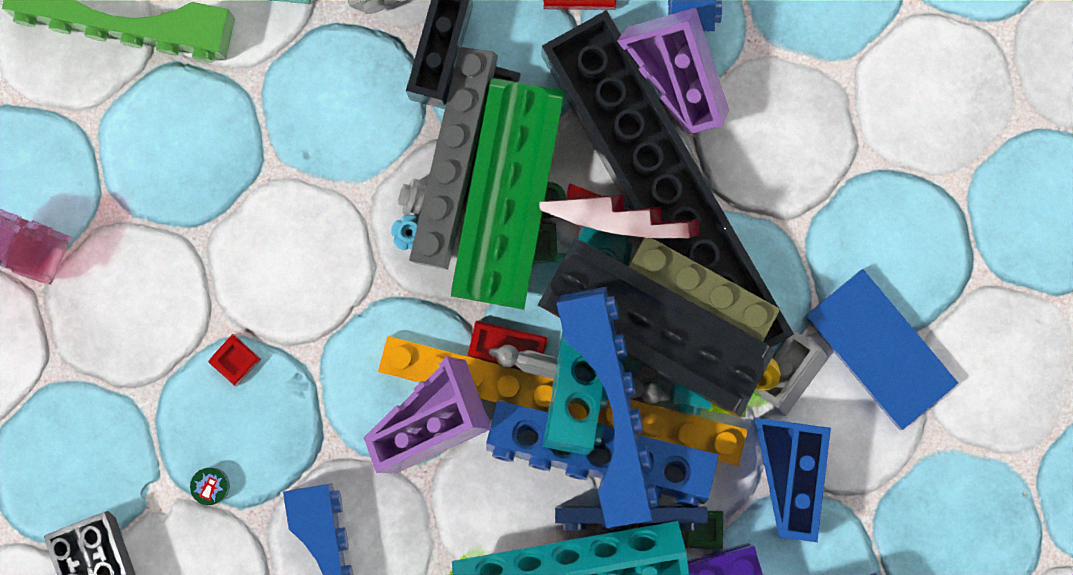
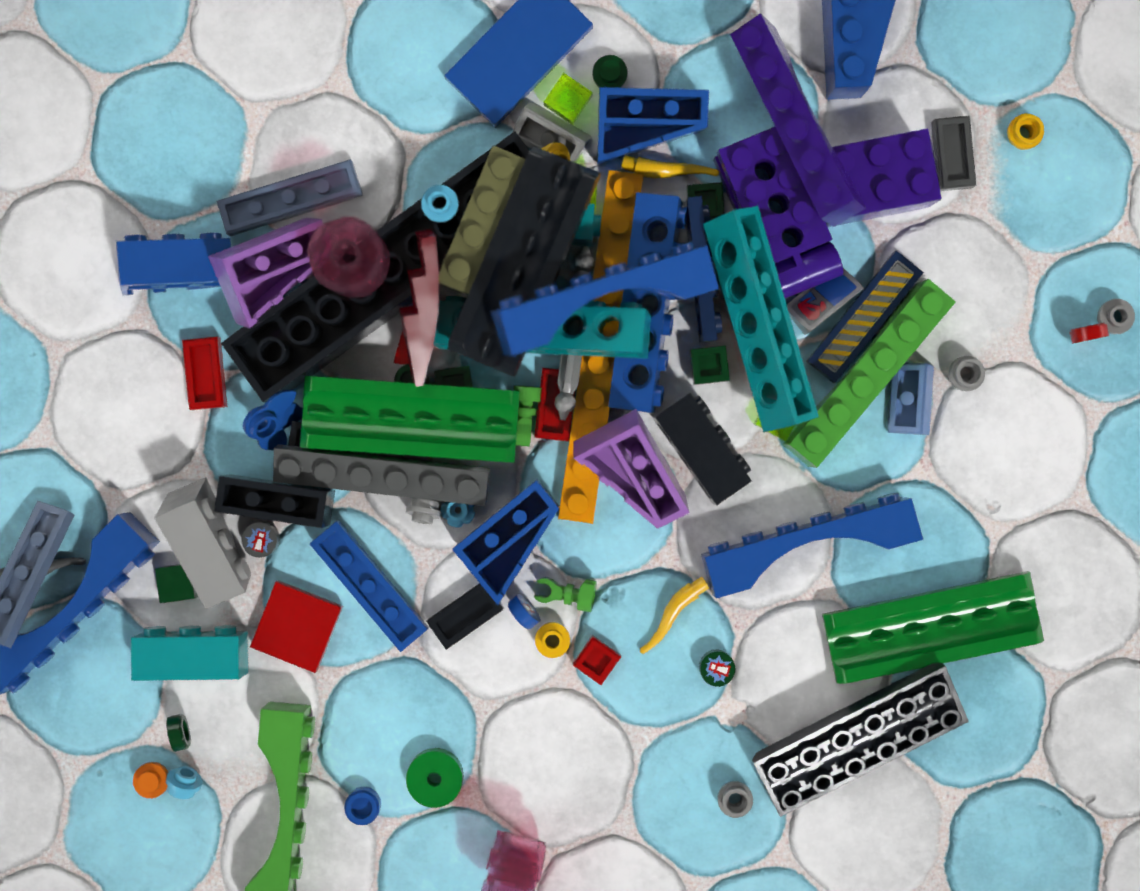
camera: 95 degrees left, 5 degrees up
(57, 492) = (738, 809): none -> light grey plate
(114, 101) = (362, 806): none -> blue tile
(119, 169) = (430, 793): none -> green piece
(271, 321) = (552, 628): none -> yellow plate
(286, 455) = (678, 602): none -> yellow animal
(294, 289) = (523, 611): none -> blue tile
(299, 228) = (463, 616): none -> black tile
(302, 353) = (583, 597): none -> bright green piece
(308, 54) = (296, 626): none -> red tile
(340, 133) = (369, 585): none -> blue plate
(371, 279) = (506, 539): none -> blue wedge
(402, 27) = (260, 539): none -> dark grey tile
(443, 497) = (703, 448): none -> black brick
(519, 318) = (528, 395): none -> bright green piece
(521, 49) = (268, 421): none -> blue plate
(529, 513) = (709, 365): none -> dark green plate
(665, 131) = (354, 237): none -> clear pink brick
(717, 256) = (447, 211): none -> medium azure plate
(741, 489) = (659, 169): none -> yellow animal
(751, 96) = (289, 198): none -> sand blue tile
(826, 395) = (568, 98): none -> clear neon green plate
(849, 442) = (610, 72): none -> dark green plate

